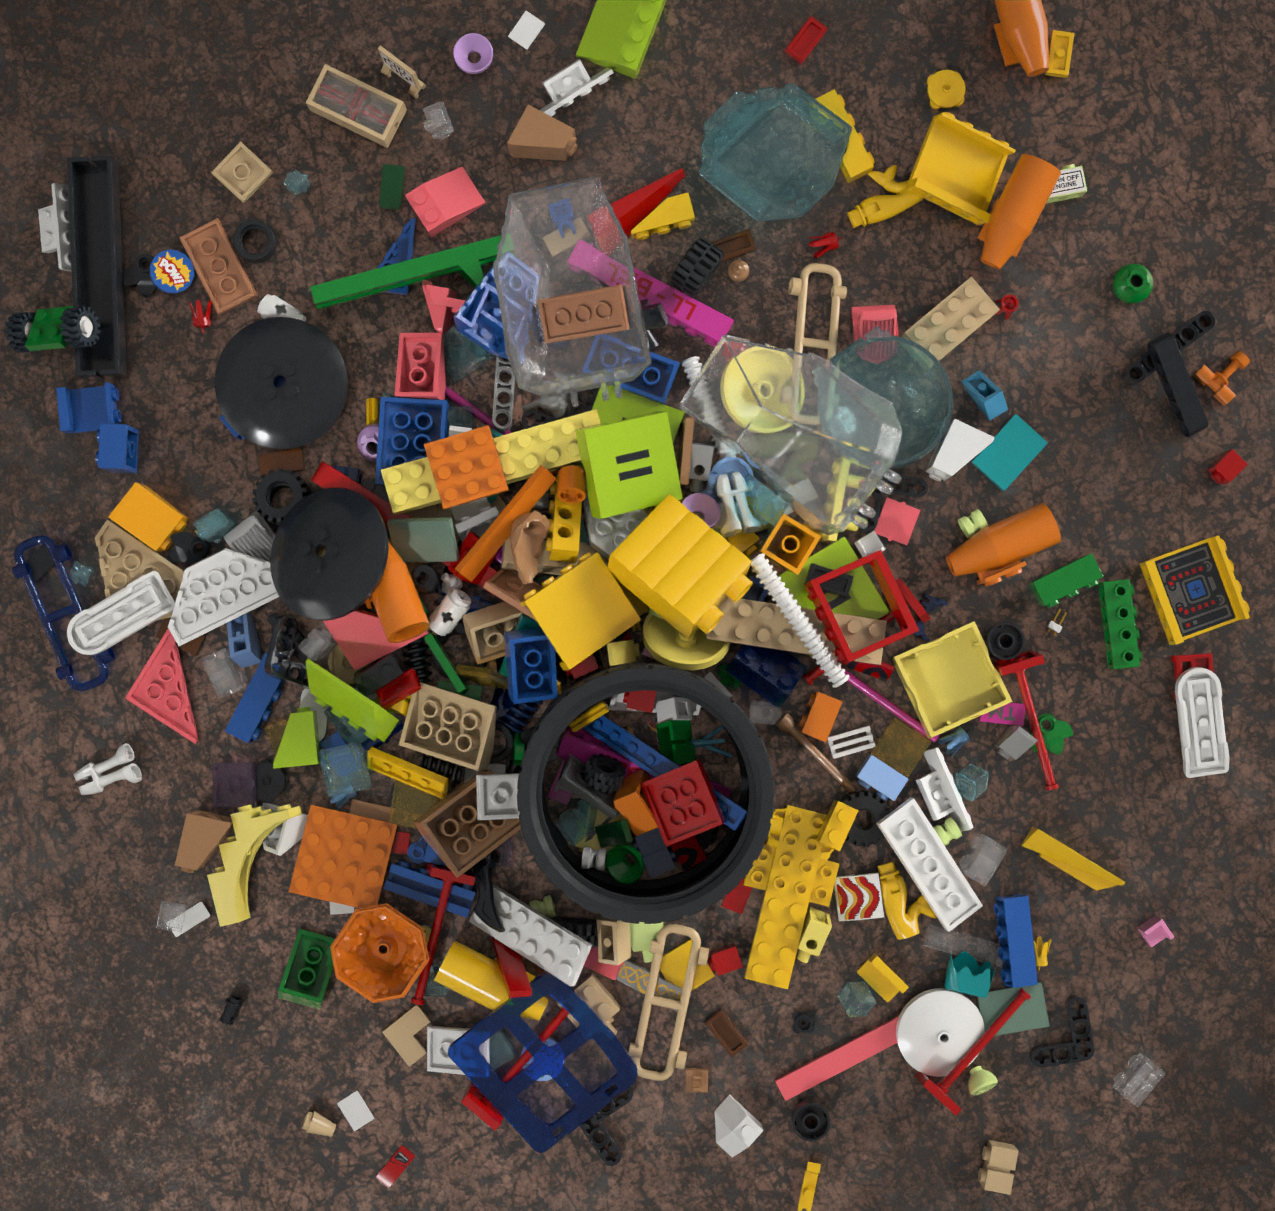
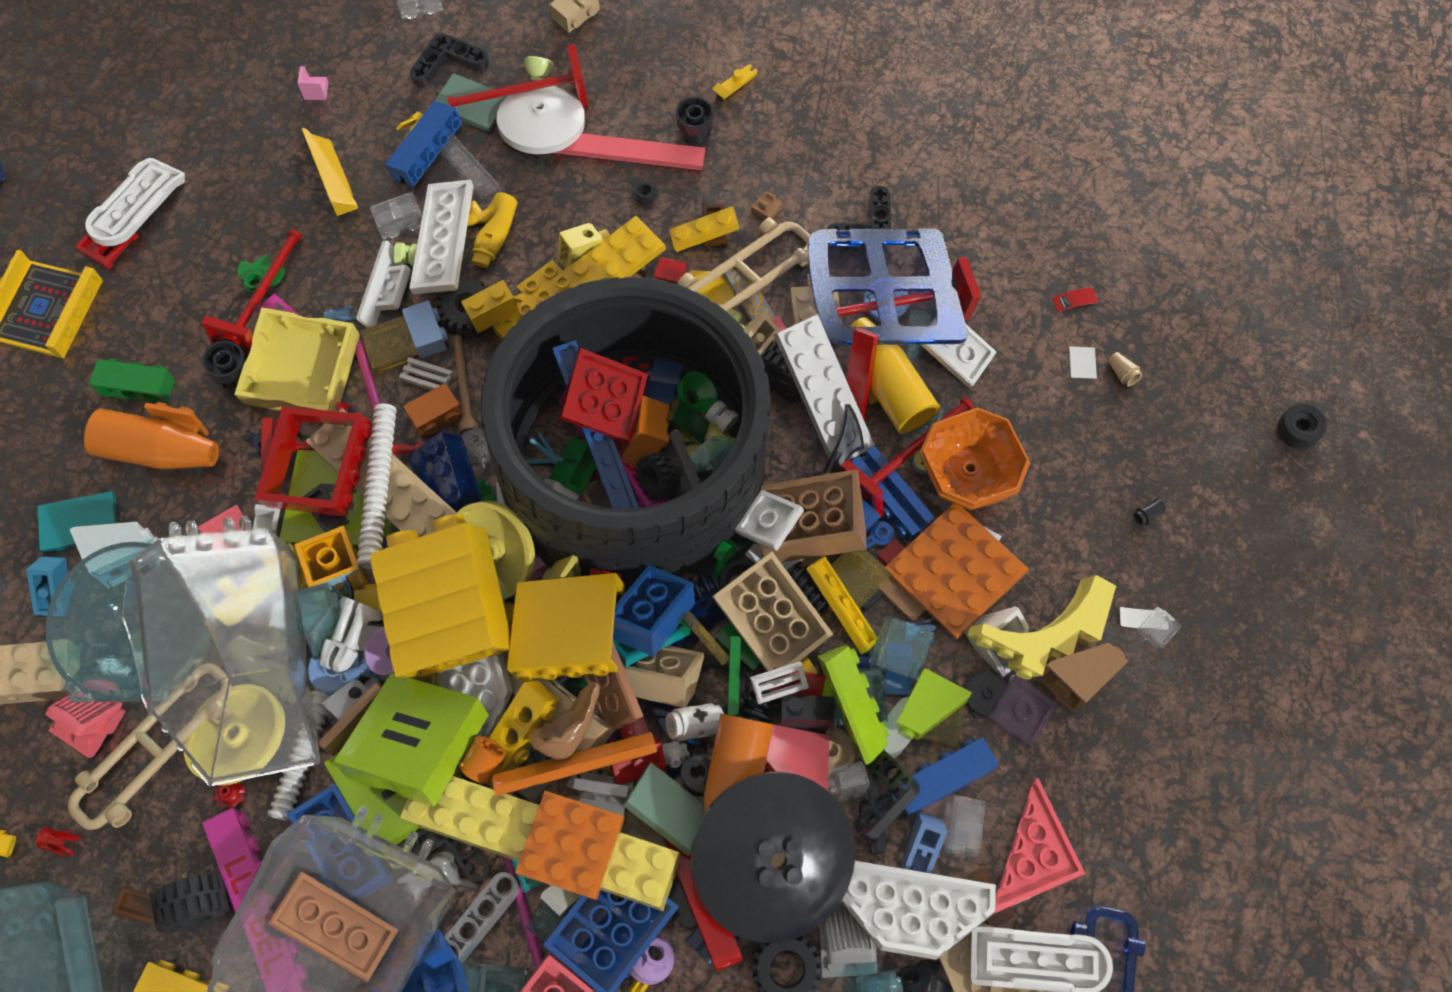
camera: 140 degrees left, 20 degrees down
(129, 772) = (1121, 812): white piece -> none
(163, 1158) = (1308, 414): none -> black tyre
(308, 970) = (1051, 498): green slope -> none
(402, 1034) = (999, 394): tan tile -> none
(410, 680) = (778, 682): none -> white tile
(545, 907) = (797, 413): yellowish green wheel -> none
(729, 1020) = (704, 229): none -> yellow plate
(735, 1126) = (759, 153): white slope -> none
(738, 270) = (158, 875): medium nougat plate -> none
(856, 999) = (587, 182): clear light blue panel -> none
(858, 897) = (521, 252): slope -> none
(881, 978) = (554, 186): yellow panel -> none
(967, 977) = (485, 141): teal piece -> none
(971, 782) = (353, 278): clear light blue panel -> none
(972, 523) = (163, 481): yellowish green wheel -> none
(1014, 742) = (291, 281): light grey slope -> none
(1054, 626) = (179, 356): piece -> none
(1119, 624) = (124, 317): green brick -> none

